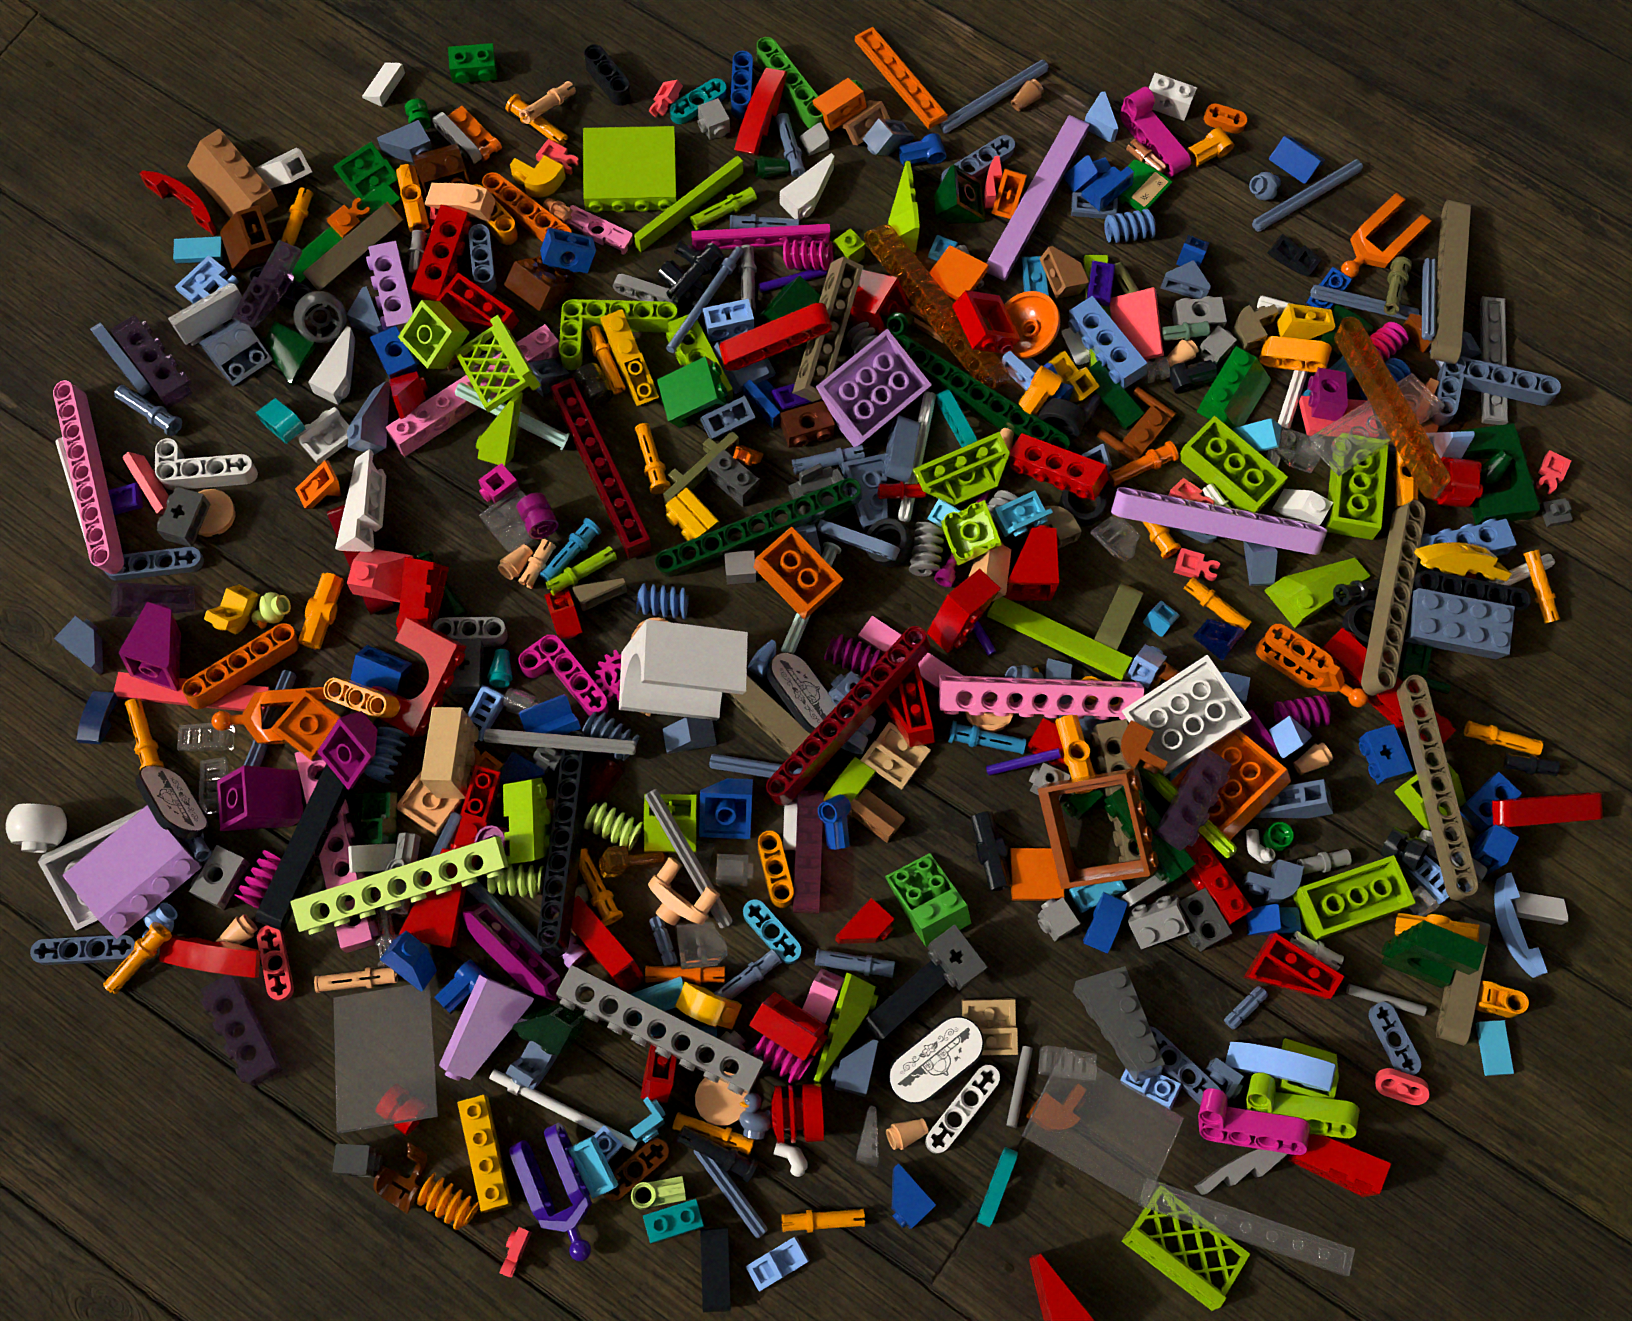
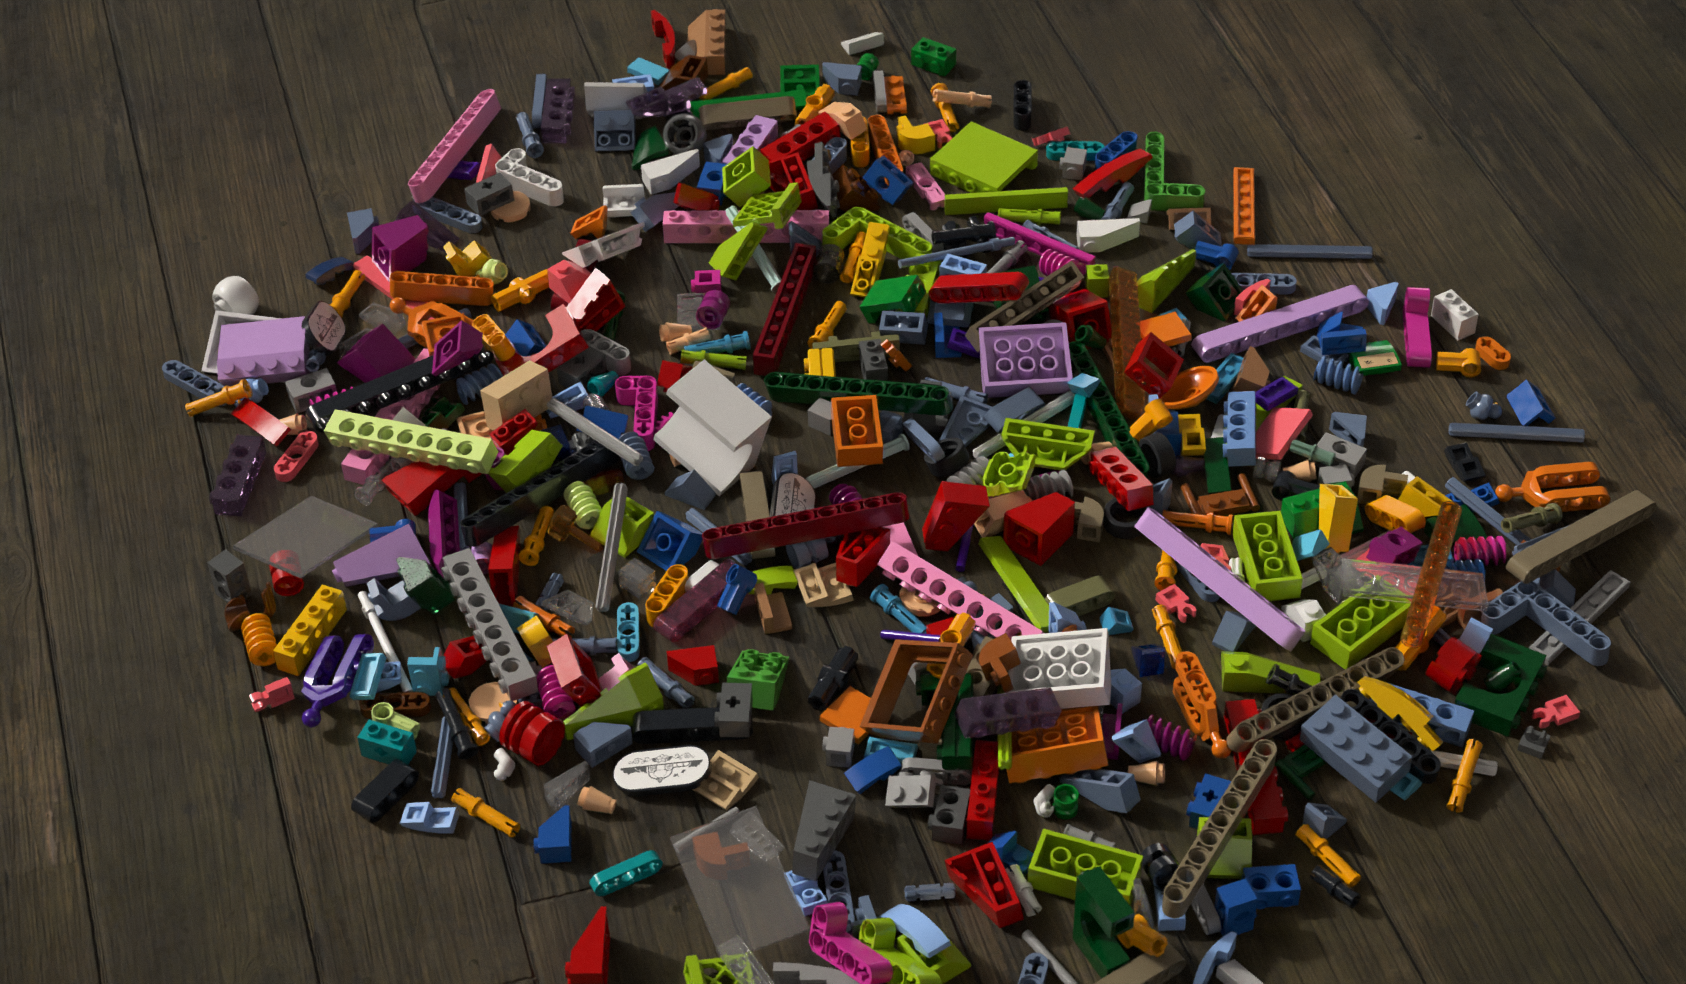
camera: 45 degrees right, 25 degrees down
(219, 203) = (687, 49): none -> light grey slope
(280, 420) = (601, 175): teal beam -> none
(284, 168) = (746, 52): white slope -> none
(324, 983) = (341, 495): light nougat pin -> none
(346, 219) = (758, 92): orange plate -> none
(410, 960) = (376, 495): blue slope -> none
(440, 166) = (858, 96): reddish brown slope -> none
(517, 297) = (822, 179): none -> dark grey slope
(517, 880) = (482, 491): yellowish green piece -> none
(675, 905) = (577, 570): light nougat connector -> none
(814, 414) = (959, 363): copper brick -> none
(840, 103) = (1175, 194): orange panel -> none
(900, 491) = (985, 431): red axle -> none
(944, 382) = (1083, 384): none -> dark azure slope
(965, 1111) = (652, 820): white beam -> none
(1020, 513) = (1061, 482): medium azure bracket -> none
(1028, 94) = (1336, 262): medium nougat cone -> none
(1117, 537) = (1129, 551): clear slope -> none
(1146, 156) = (1398, 341): nougat axle -> none
(1192, 250) = (1378, 416): blue slope -> none
(1261, 389) = (1337, 515): none -> yellow slope
(1281, 884) = (1030, 828): sand blue brick -> none
(1475, 706) = (1323, 819): none -> sand blue slope
(1547, 809) = (1313, 913): red beam -> none

